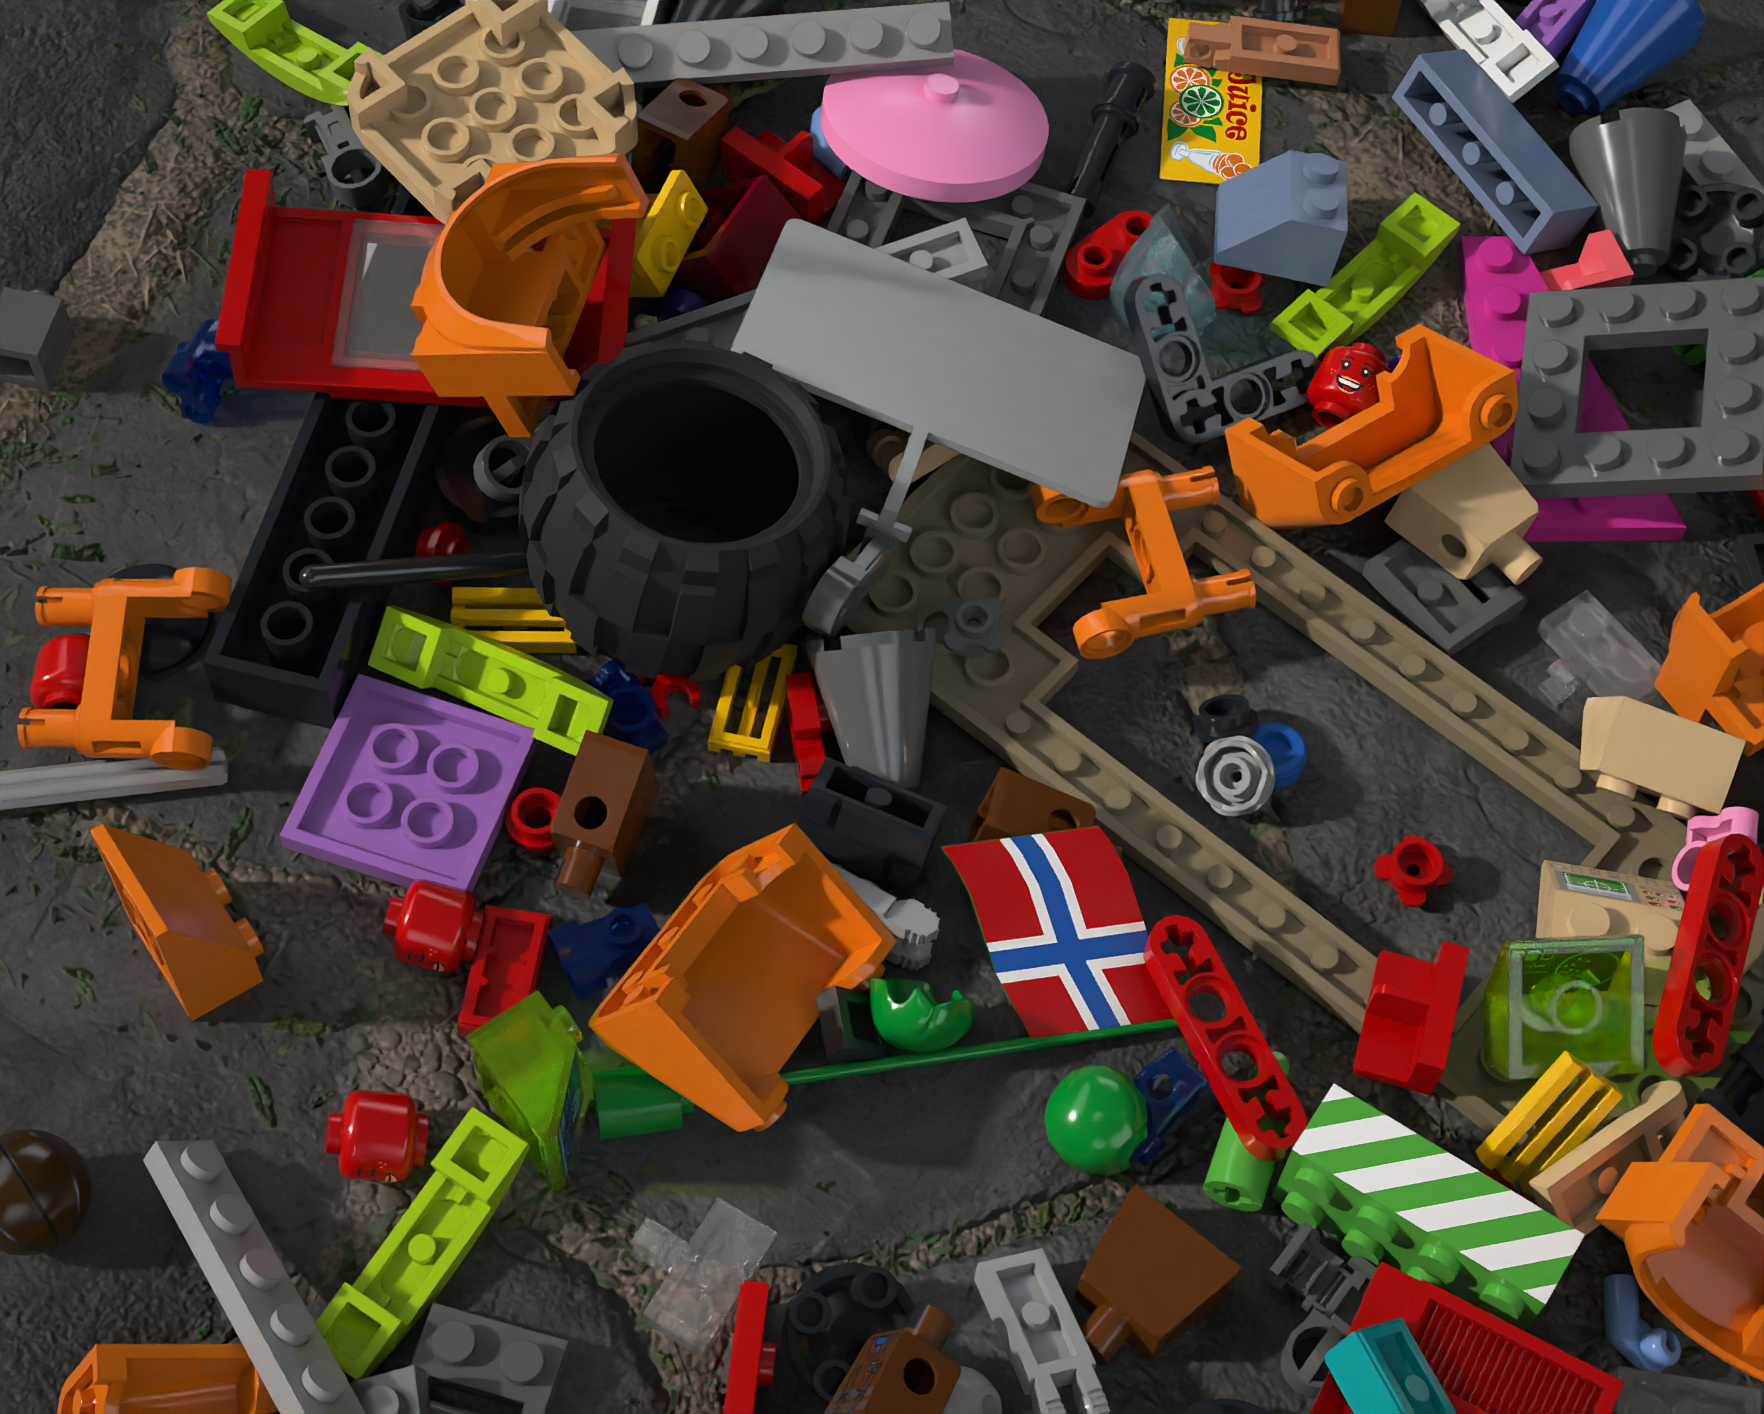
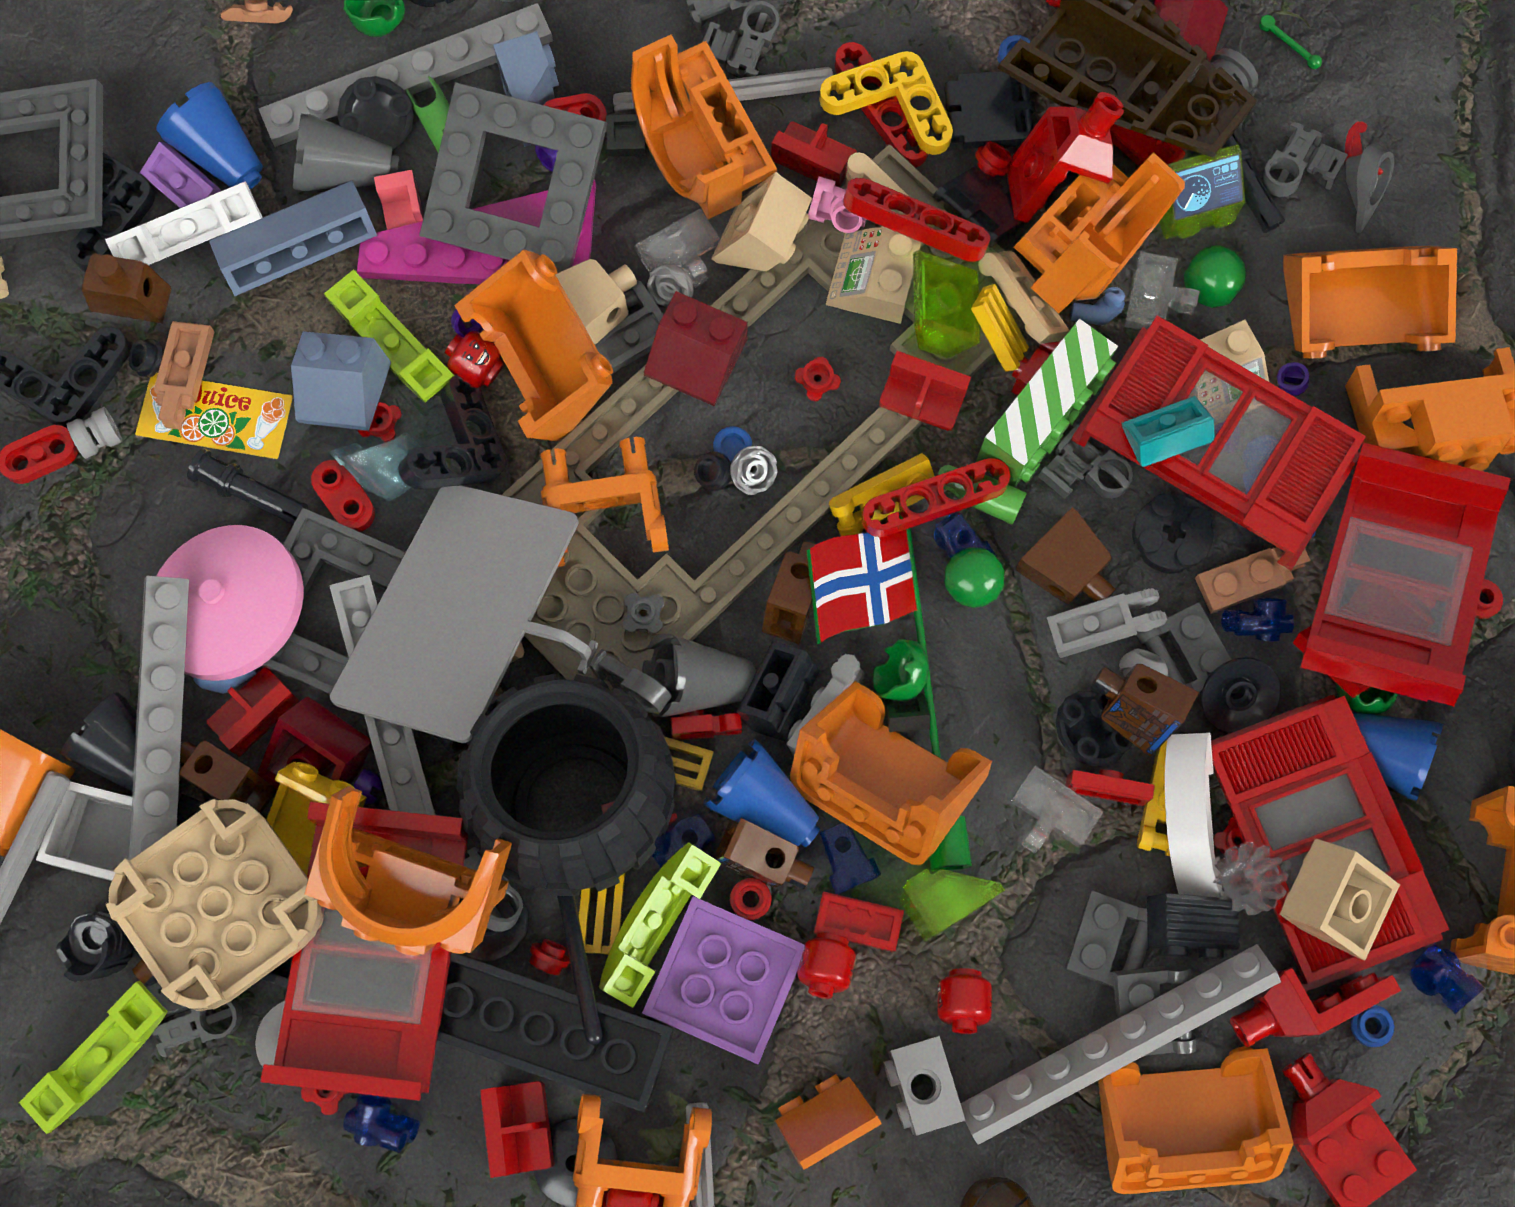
camera: 85 degrees left, 15 degrees up
(191, 523) = (517, 1128): none -> red panel
(275, 1095) = (943, 1104): none -> light grey brick
(425, 1245) = (1034, 975): lime slope -> none
(693, 813) = (762, 794): none -> blue cone
(1263, 998) = (900, 476): none -> yellow plate
(1420, 665) = (695, 348): none -> dark red slope
(1527, 640) = (666, 280): none -> light grey plate

